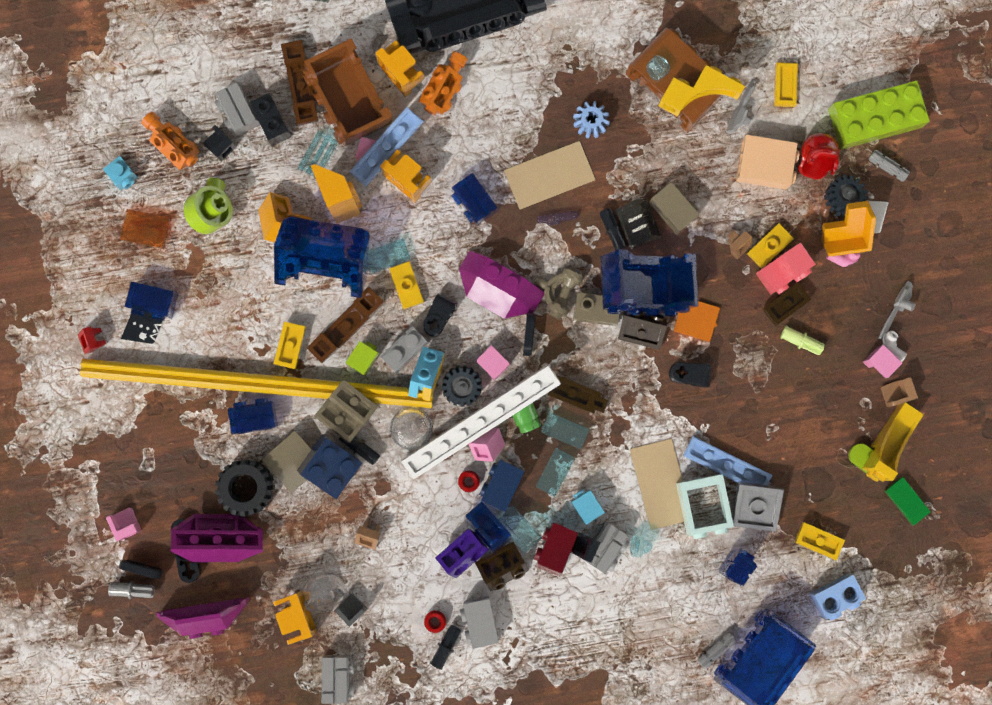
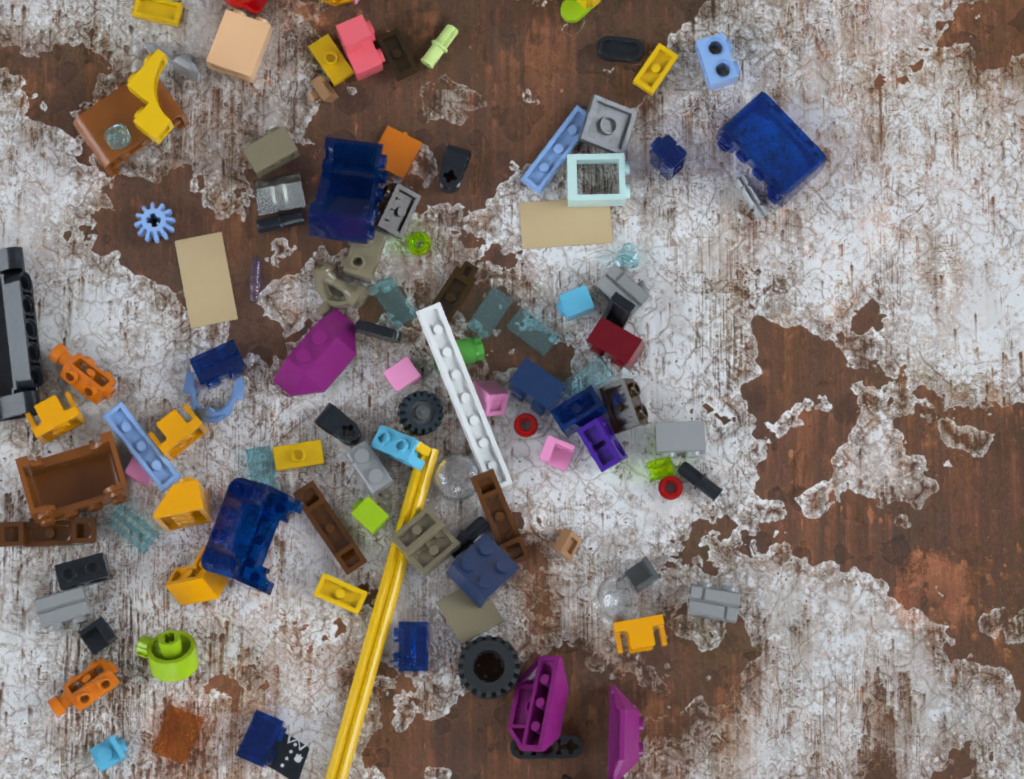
camera: 75 degrees left, 5 degrees down
(380, 473) = (499, 515): none -> reddish brown slope
(427, 202) = (209, 414): none -> medium blue helmet
(447, 513) = (557, 453): none -> bright pink panel
(449, 609) = (660, 468): none -> clear neon green tile
(559, 343) = (393, 302): none -> clear light blue tile
(623, 353) = (416, 236): none -> clear neon green plate
(832, 505) = (620, 49): none -> black tile

